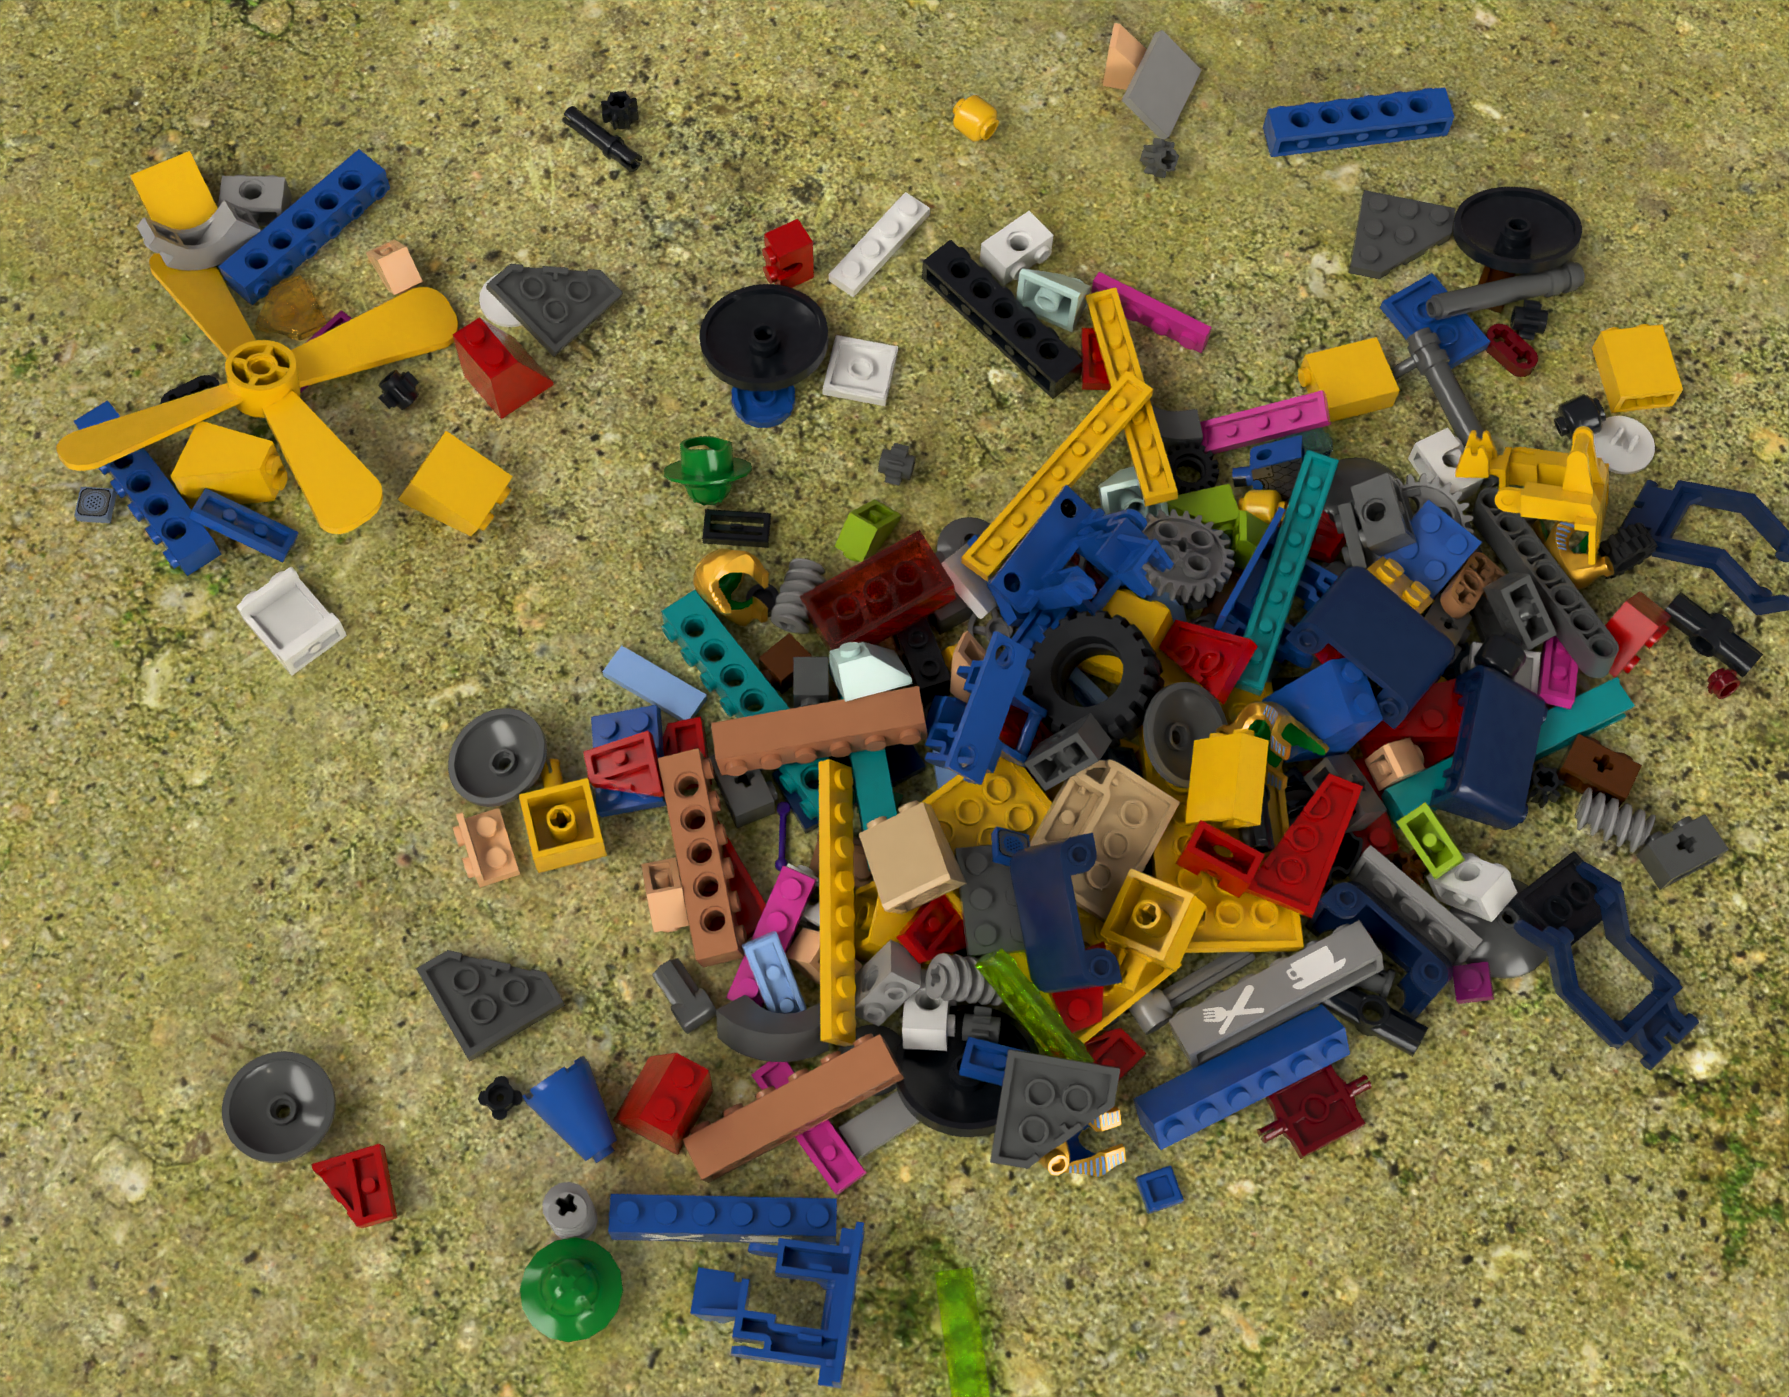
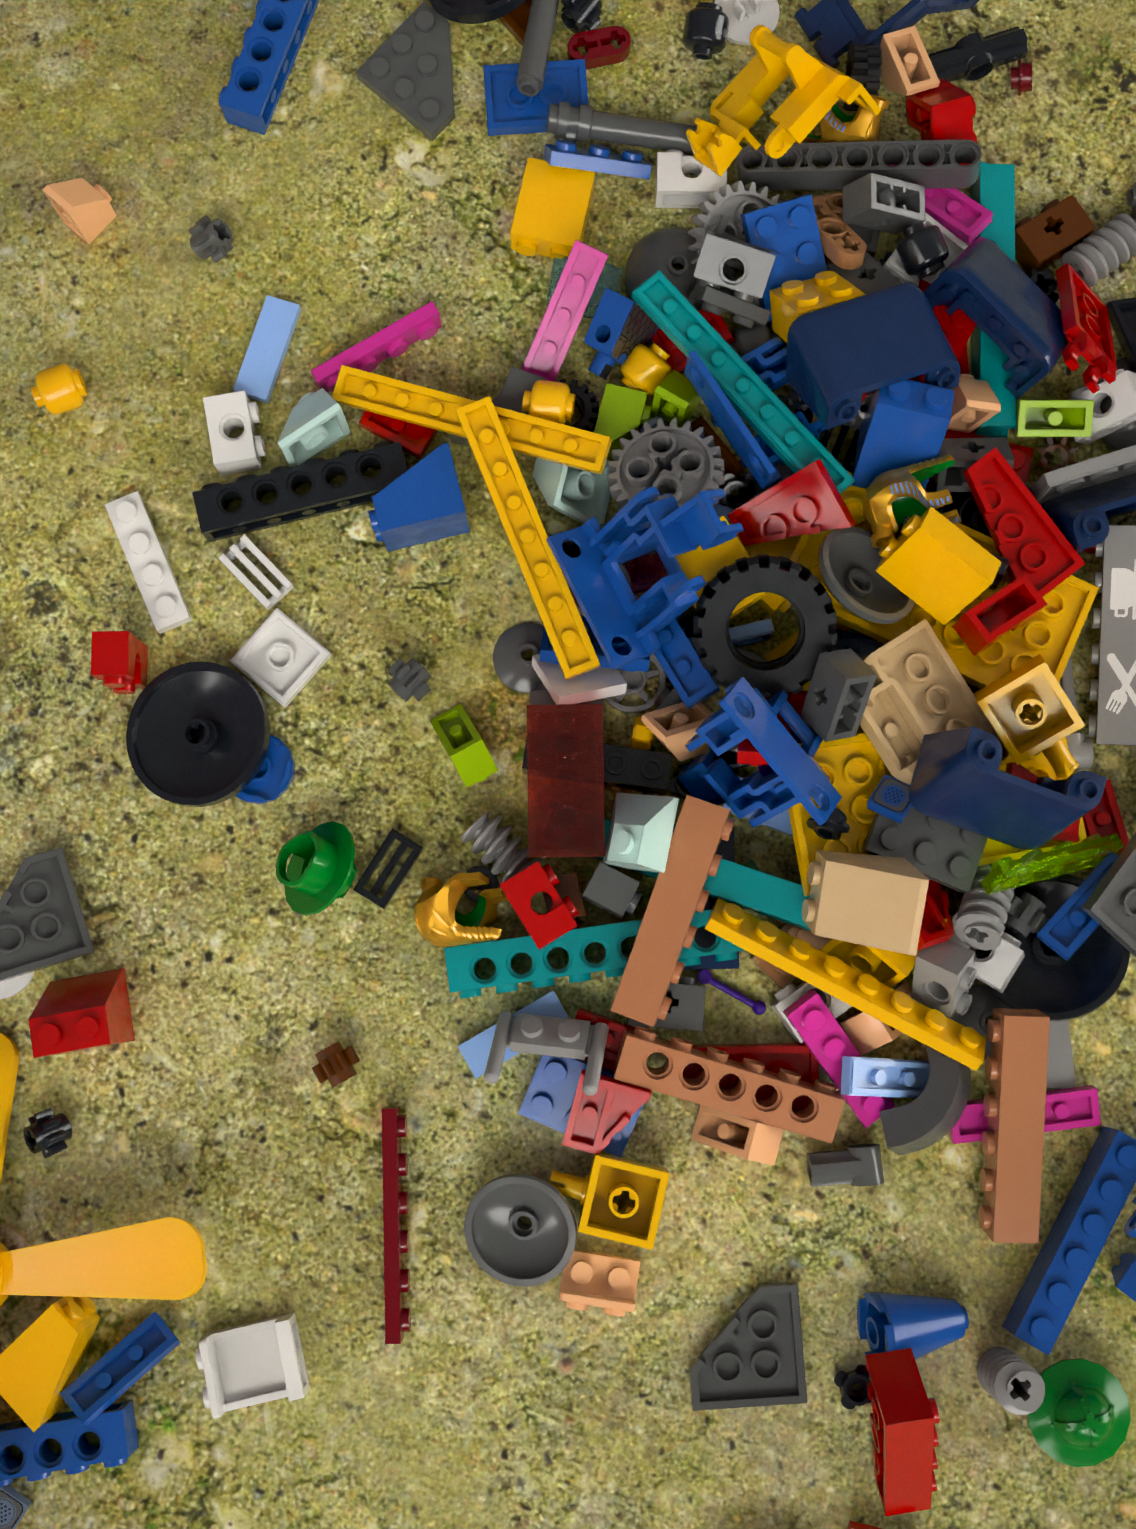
camera: 60 degrees left, 15 degrees up
(444, 671) = (395, 1238): none -> dark red plate
(457, 486) = (194, 1126): yellow slope -> none
(477, 1129) = (902, 1432): none -> red wedge
(559, 562) = (335, 1064): none -> reddish brown gear
(664, 699) = (552, 1038): none -> light grey plate
(666, 1100) = (946, 1240): red slope -> none
(769, 614) = (541, 926): none -> red brick
(924, 299) = (236, 551): none -> white tile
(959, 804) = (832, 828): none -> black plate
(1043, 399) = (420, 504): none -> blue slope
(1100, 241) = (267, 348): none -> light blue tile
(1161, 85) = (129, 187): light grey tile -> none
(1183, 446) = (550, 401): none -> yellow head
(1410, 388) = (597, 159): none -> plate
(1526, 824) = (1086, 329): none -> red tile
(1661, 575) = (906, 63): none -> light nougat slope

